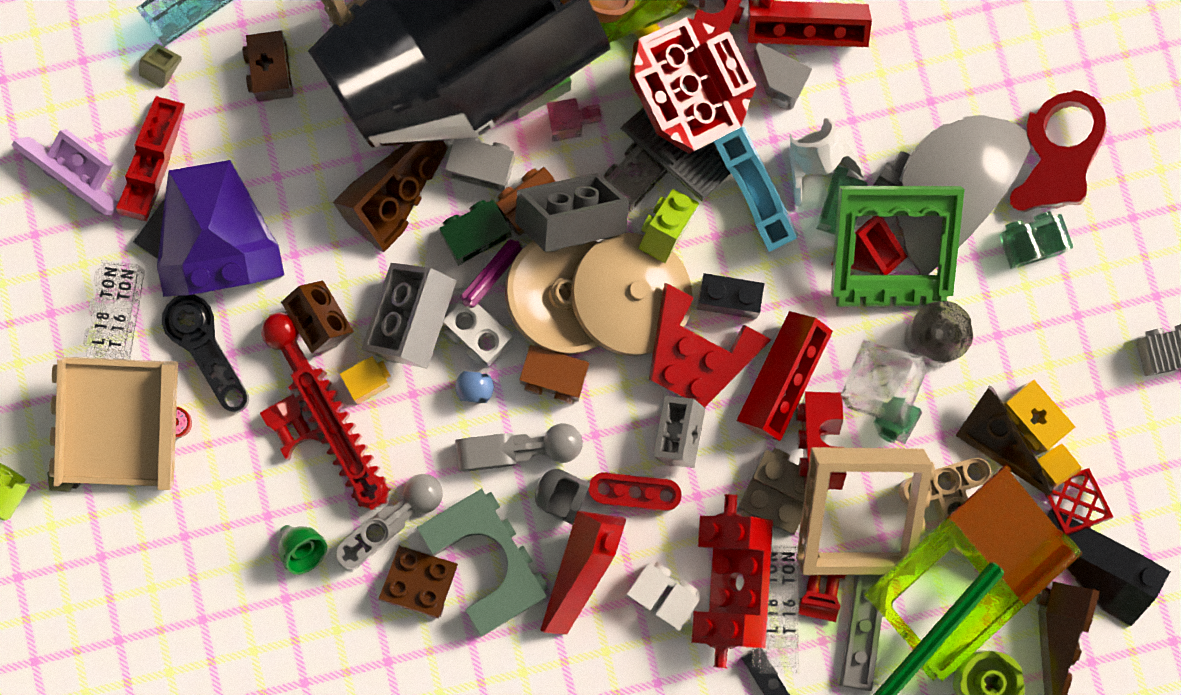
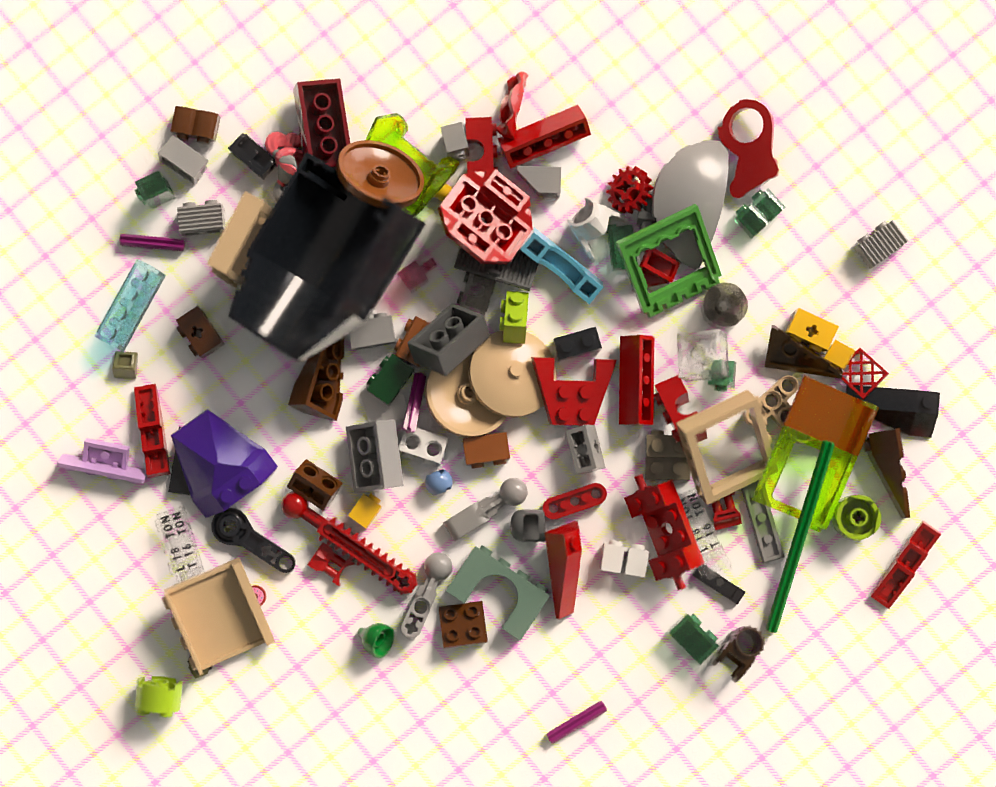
camera: 20 degrees left, 5 degrees up
(885, 136) = (629, 190): none -> red gear

